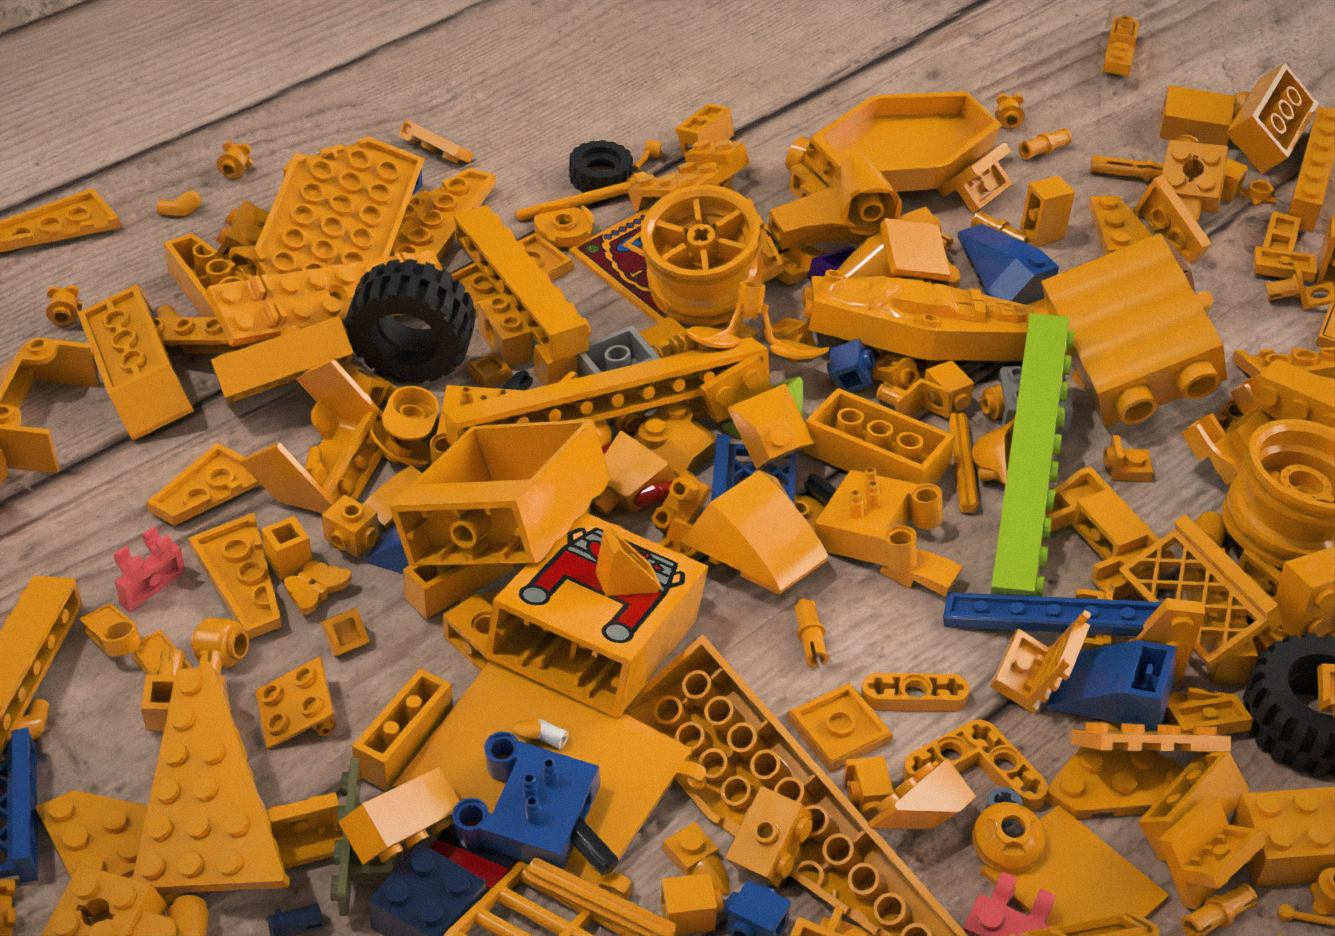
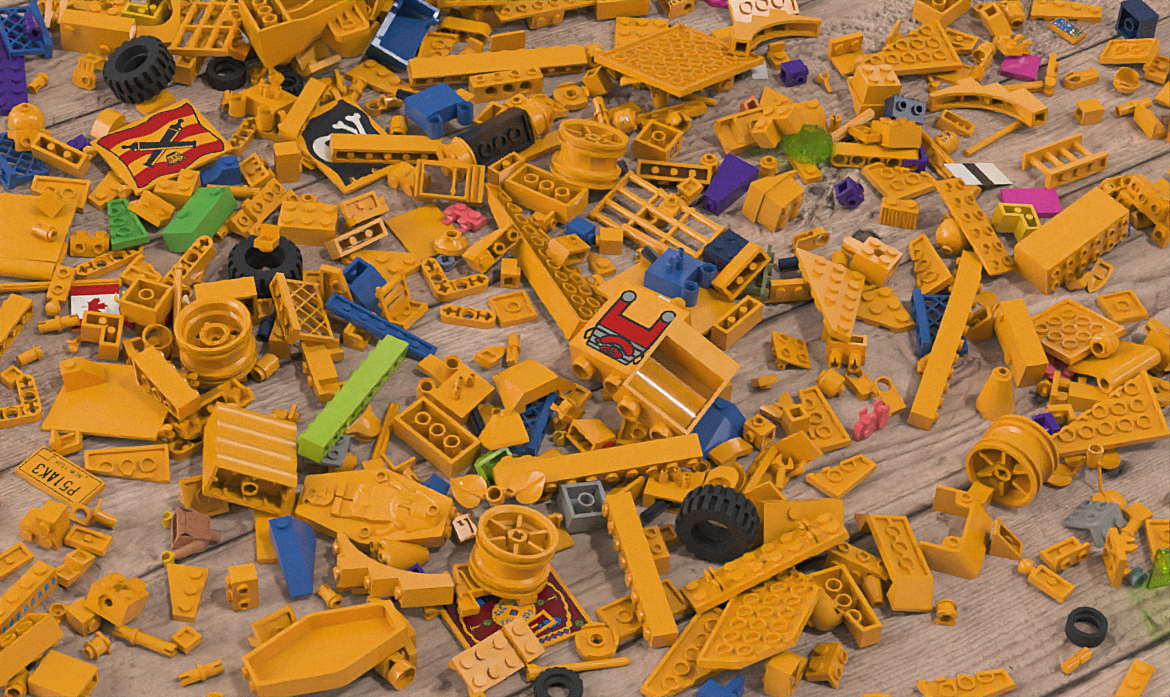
camera: 170 degrees left, 0 degrees up
(623, 569) = (617, 322): light orange slope -> none
(845, 612) = (489, 356): none -> light orange plate
(866, 196) = (389, 559): light orange cone -> none
(915, 249) = (365, 537): light orange tile -> none
(1000, 225) = (275, 595): light orange pin -> none
(1084, 173) = (186, 639): none -> light orange plate
(1134, 737) = (382, 253): light orange wing -> none
(1172, 219) = (153, 577): light orange wing -> none

